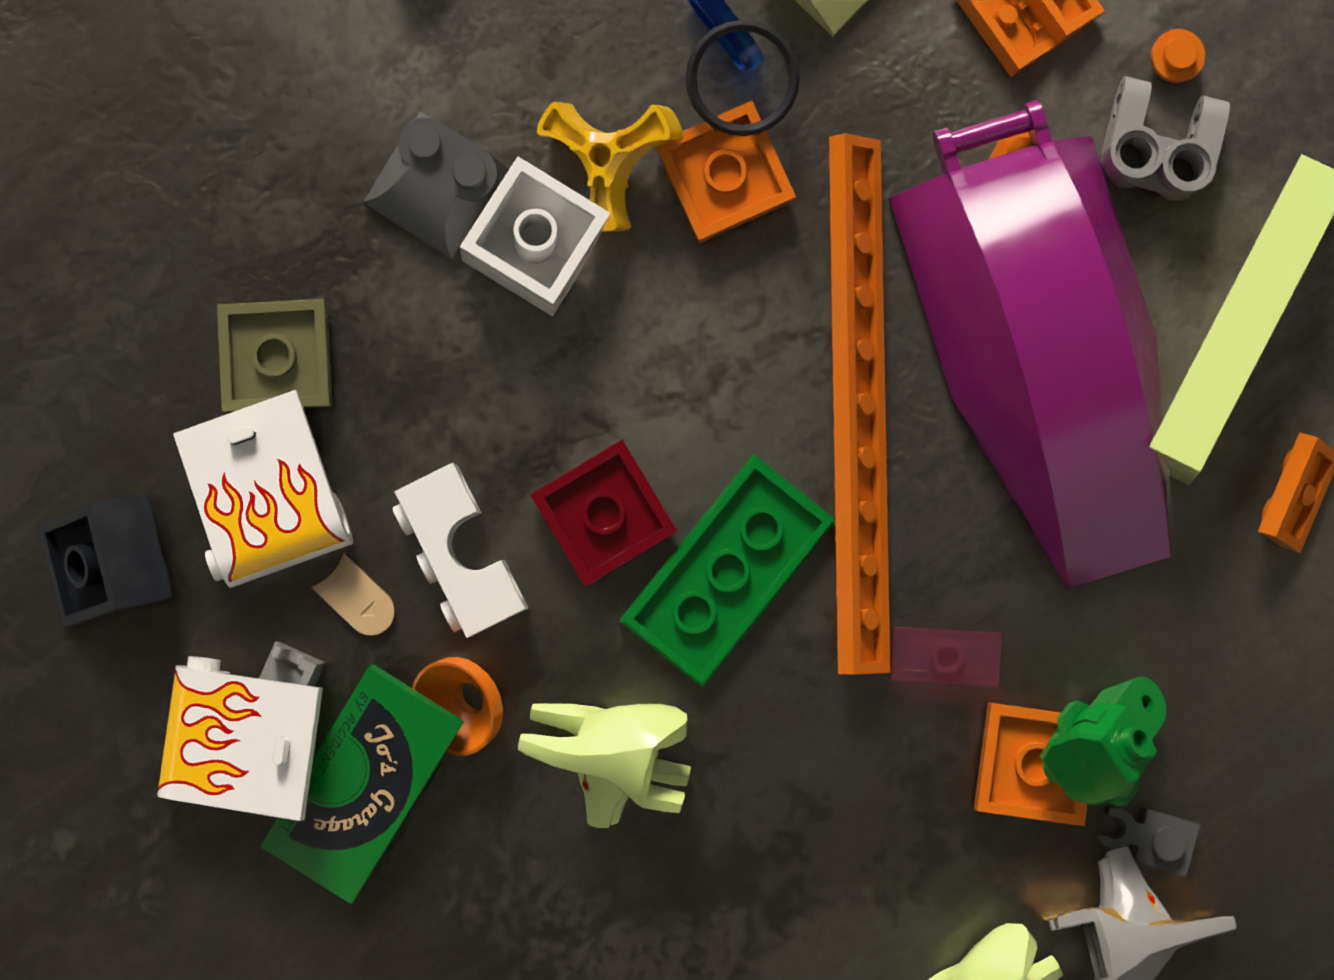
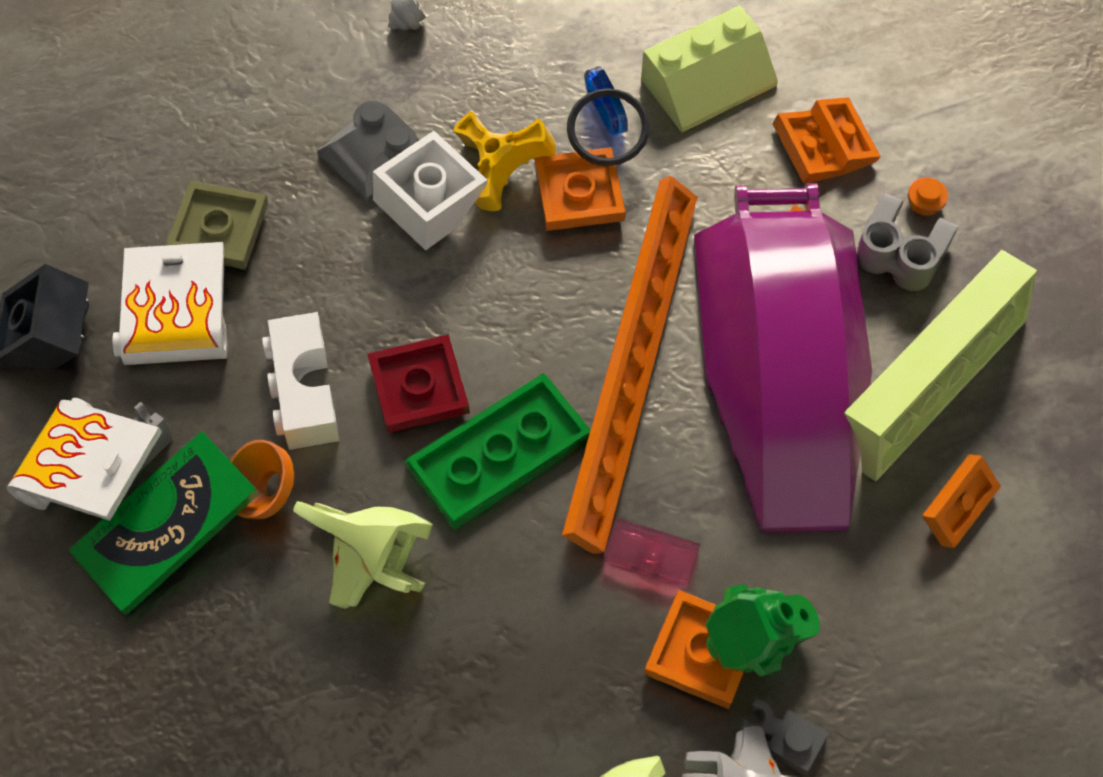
camera: 15 degrees right, 25 degrees down
(357, 598) = (214, 401): tan piece -> none

